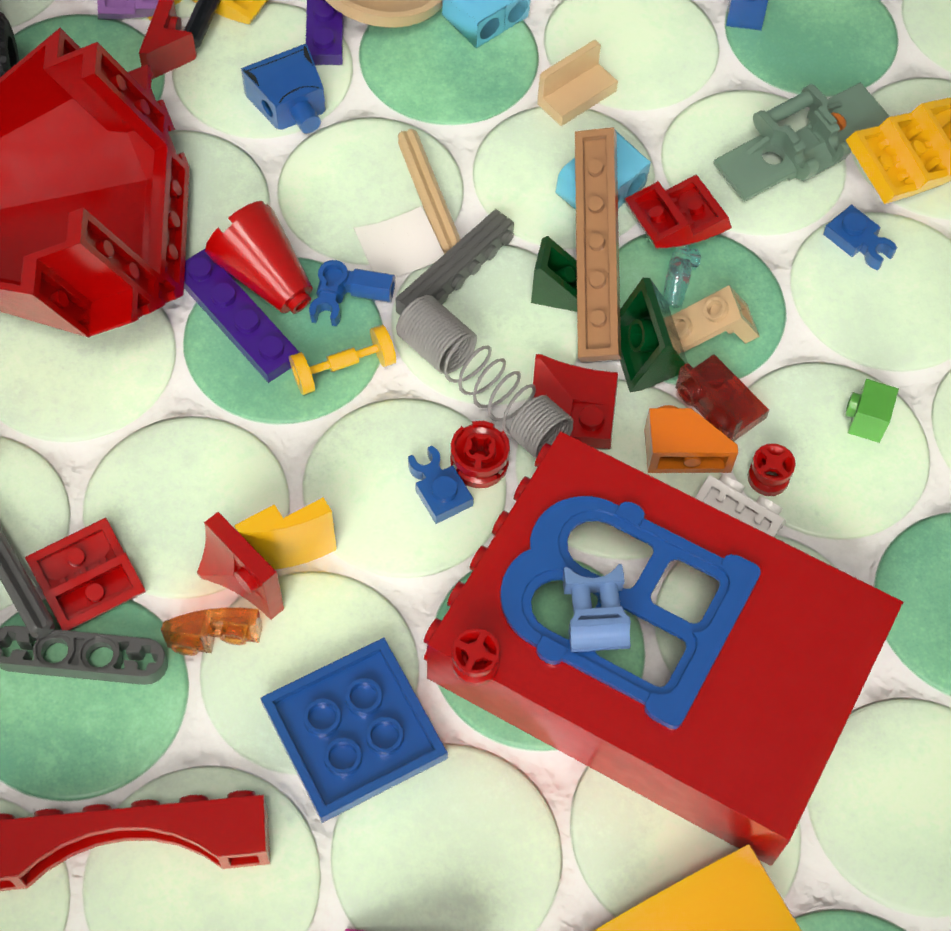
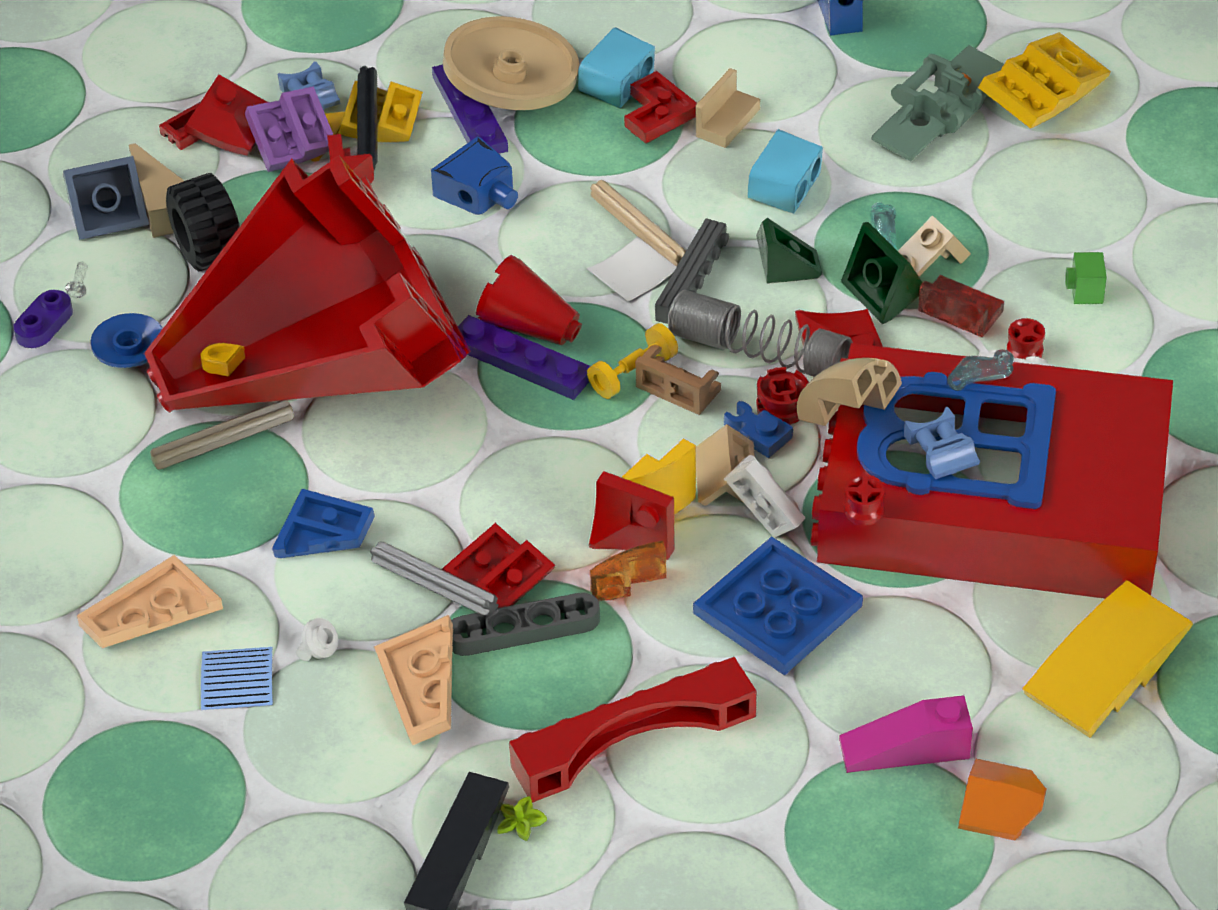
camera: 15 degrees left, 15 degrees down
(337, 281) = (596, 307): blue bar -> none
(378, 397) = (675, 383): none -> medium nougat hinge
(381, 527) = (716, 459): none -> tan panel
(397, 585) = (764, 497): none -> white bracket
(515, 66) = (662, 107): none -> red plate
(521, 500) = (850, 384): none -> tan brick
(597, 245) = (809, 217): medium nougat plate -> none
(678, 214) = (862, 181): red slope -> none
(683, 518) = (981, 368): none -> clear light blue arm
(686, 443) = (950, 334): orange slope -> none
(858, 233) = (1017, 159): blue plate -> none

